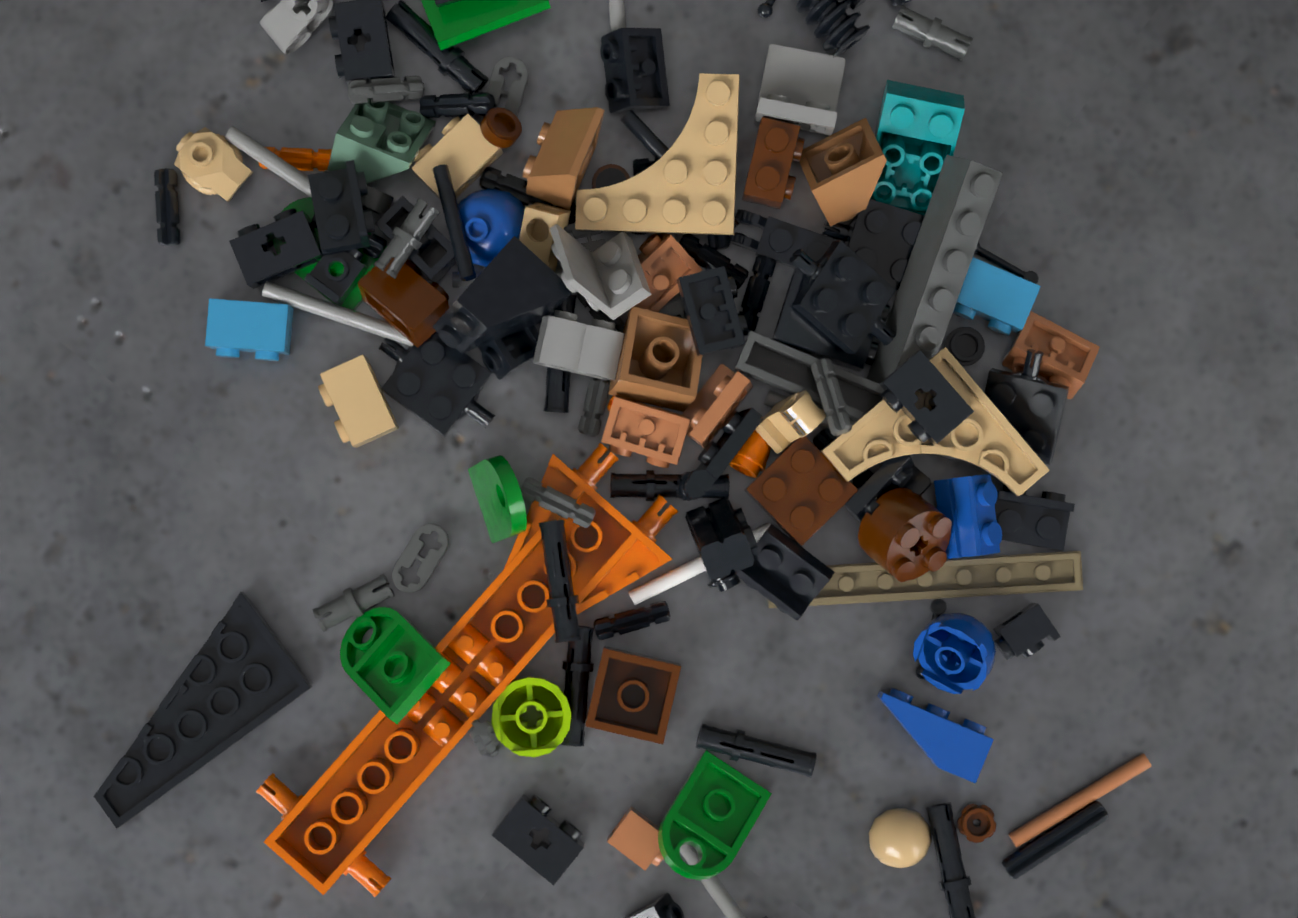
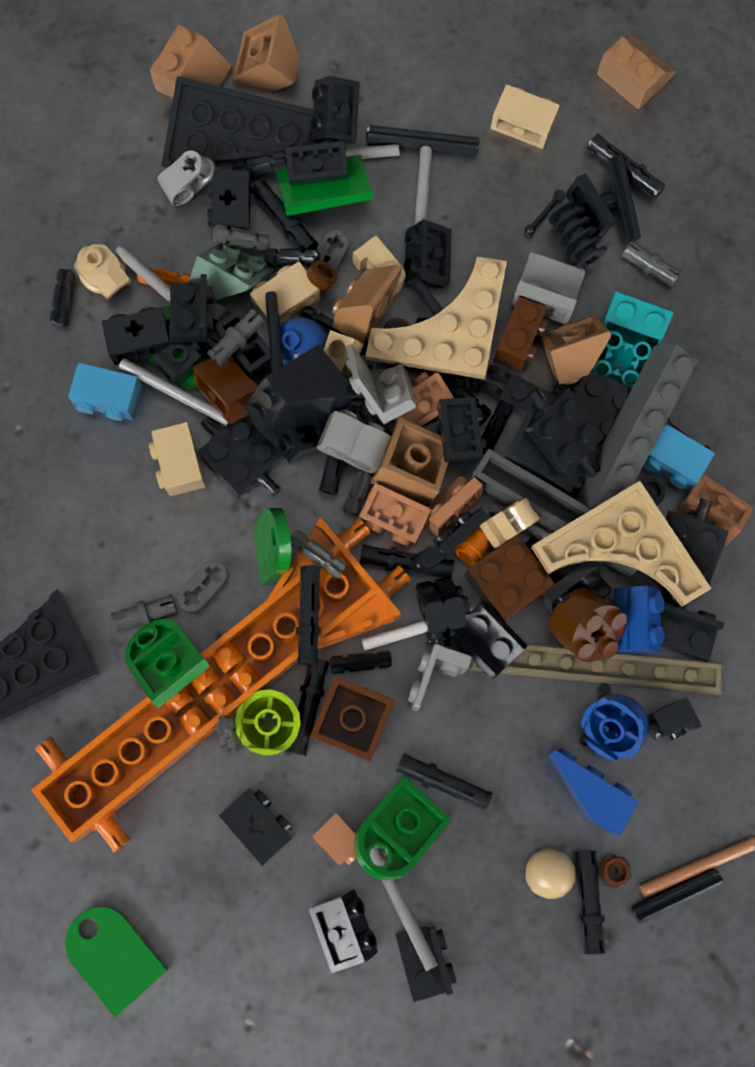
camera: 10 degrees right, 10 degrees down
(572, 90) = (376, 255): none -> tan leg
(740, 609) = (450, 664): none -> light grey bracket
(831, 397) = (545, 505): dark grey axle -> none
(922, 376) = (615, 498): black brick -> none

